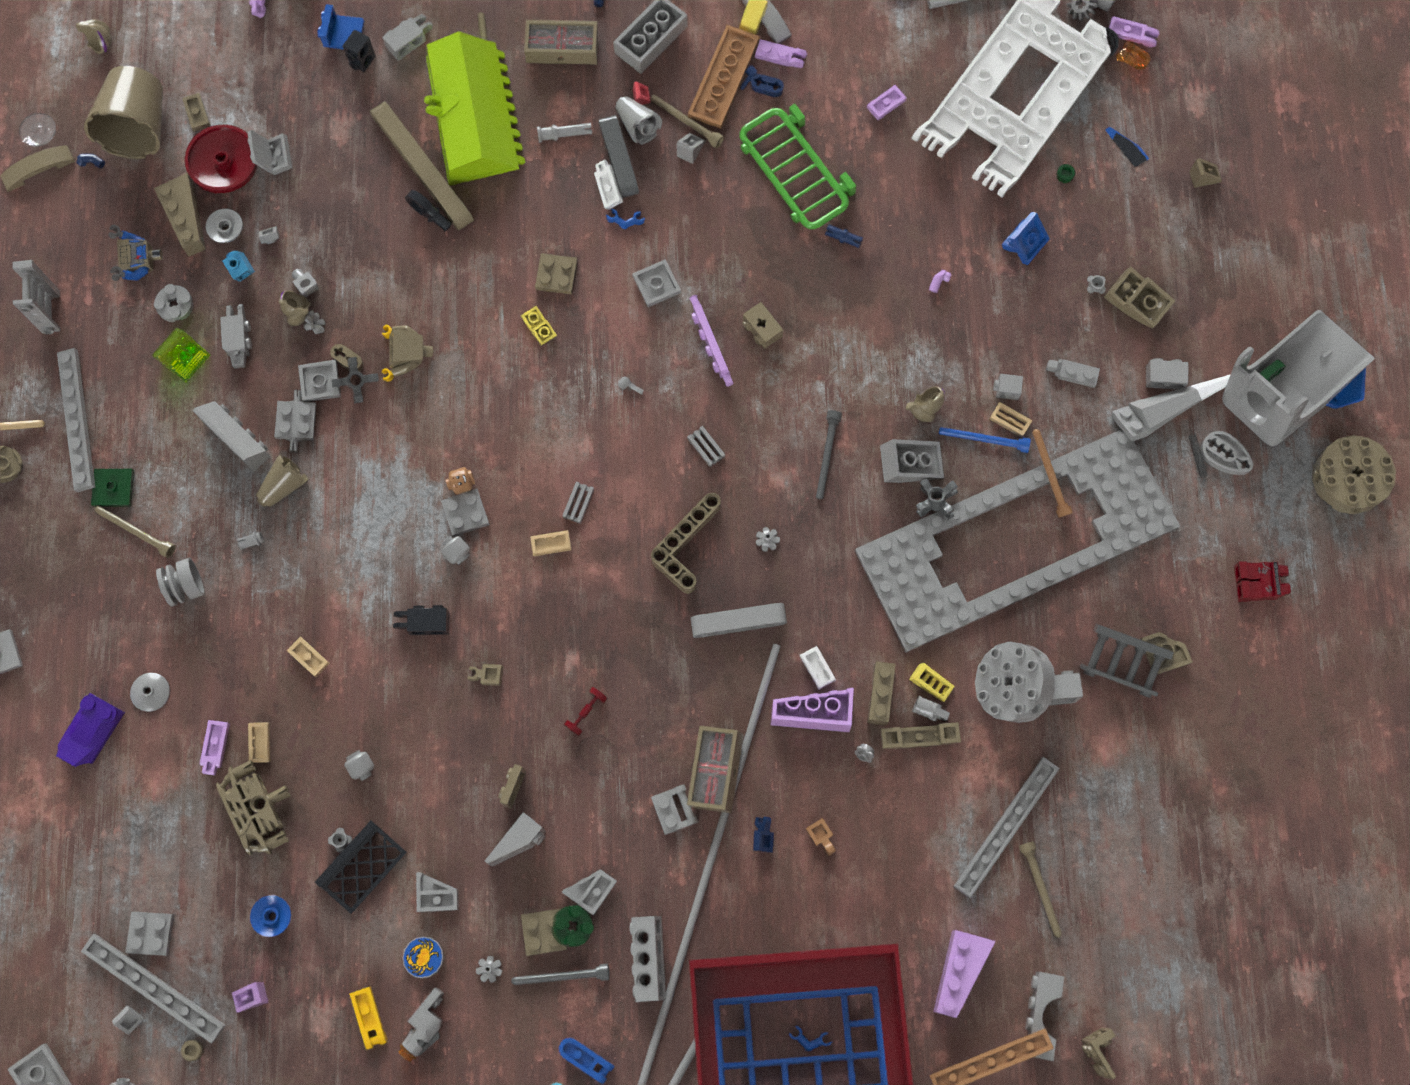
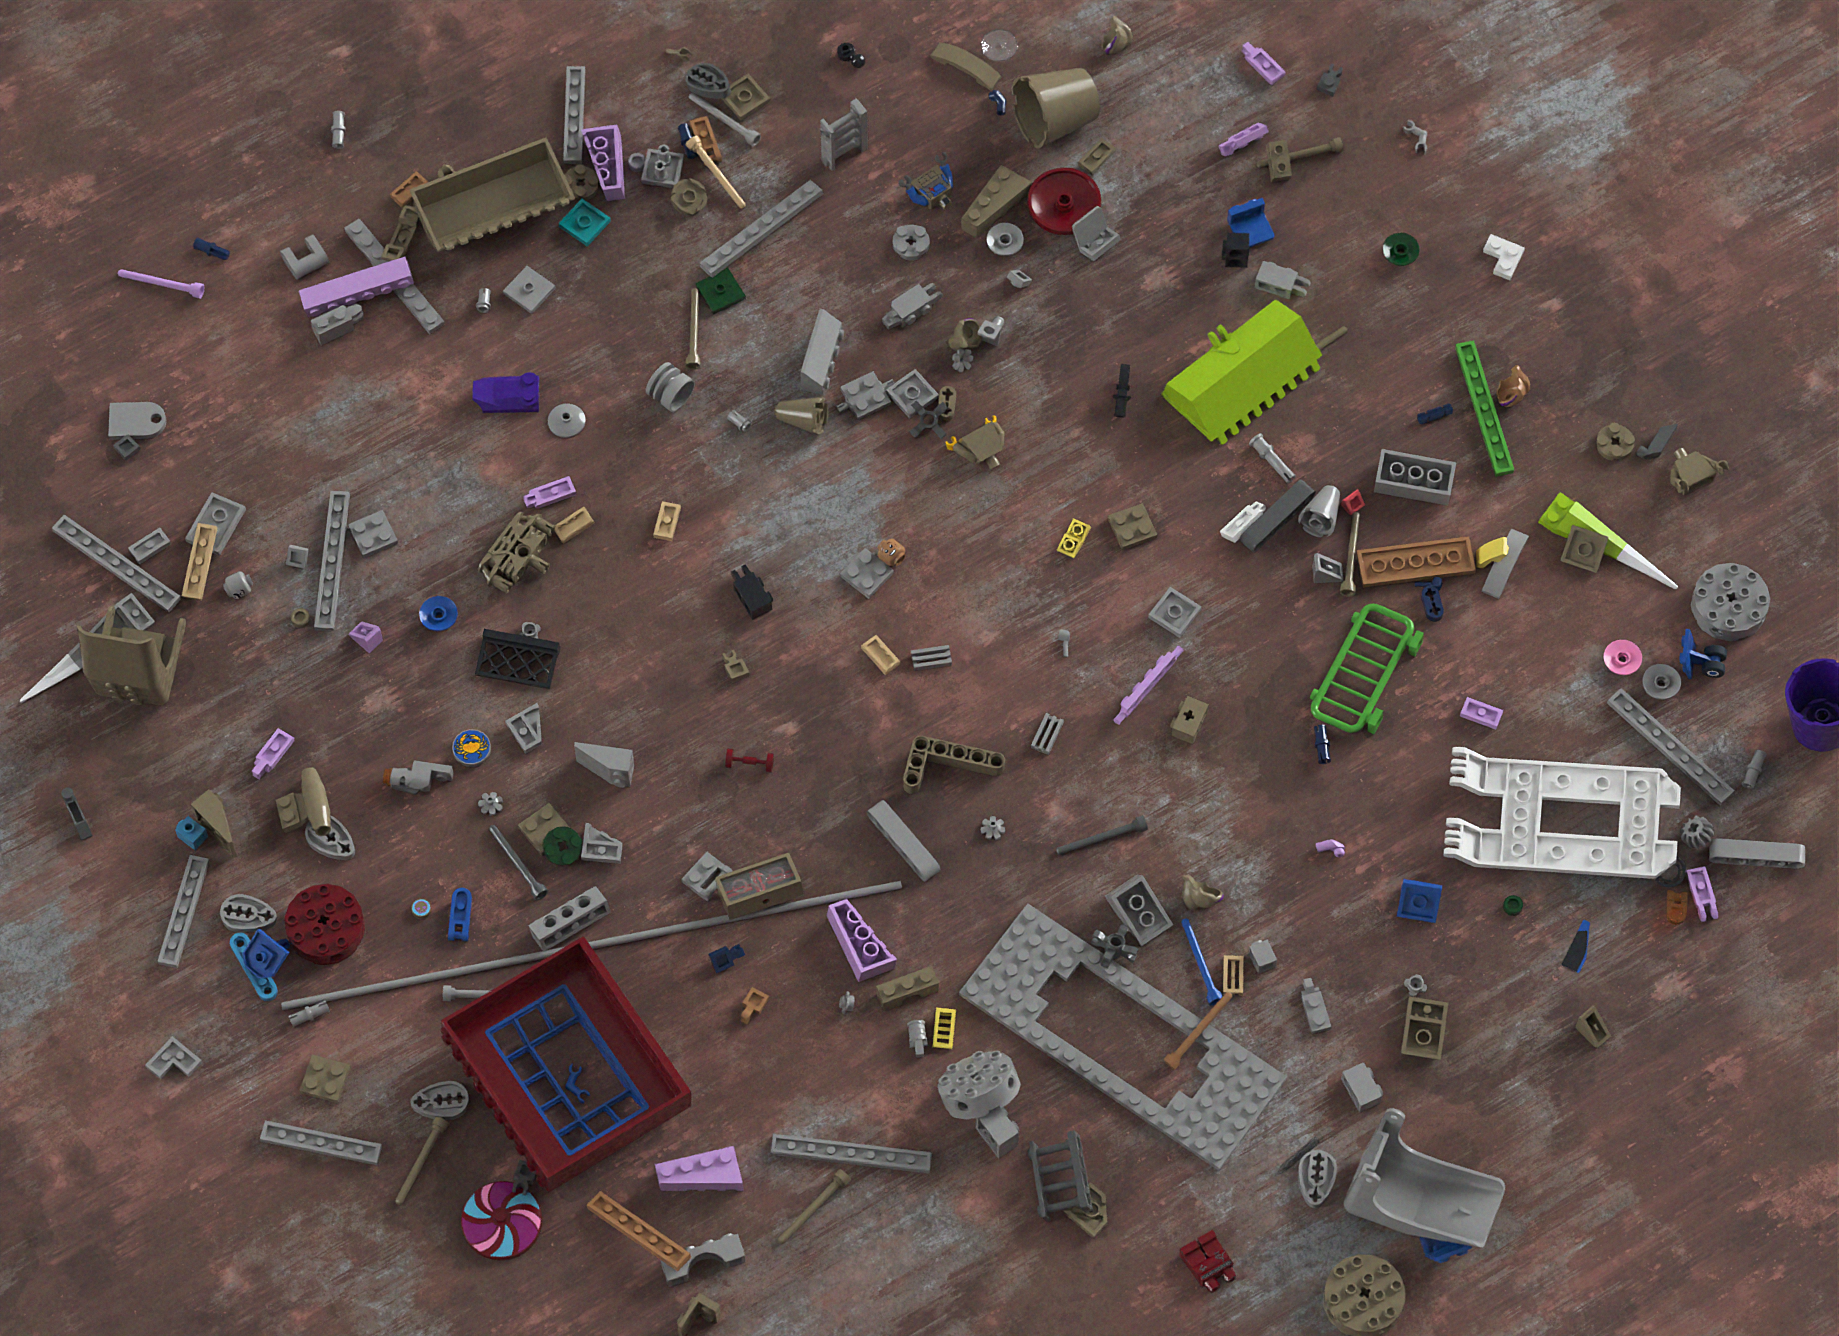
camera: 60 degrees right, 10 degrees down
(181, 354) = (867, 274): clear neon green slope -> none
(238, 265) = (974, 271): dark azure brick -> none
(359, 765) = (599, 610): light grey head -> none
(368, 1017) = (400, 732): yellow plate -> none
(421, 166) = (1163, 362): dark tan beam -> none
(455, 550) = (827, 582): light grey head -> none
(508, 794) = (650, 735): dark tan plate -> none
(561, 42) = (1357, 408): brick -> none
(625, 224) = (1219, 559): blue arm -> none
(780, 54) = (1471, 597): lavender hinge -> none
(817, 668) = (900, 927): white plate -> none
(920, 736) = (887, 1039): dark tan slope -> none
(1149, 414) = (1315, 1091): light grey plate -> none
(1273, 370) = (1417, 1174): dark green beam -> none

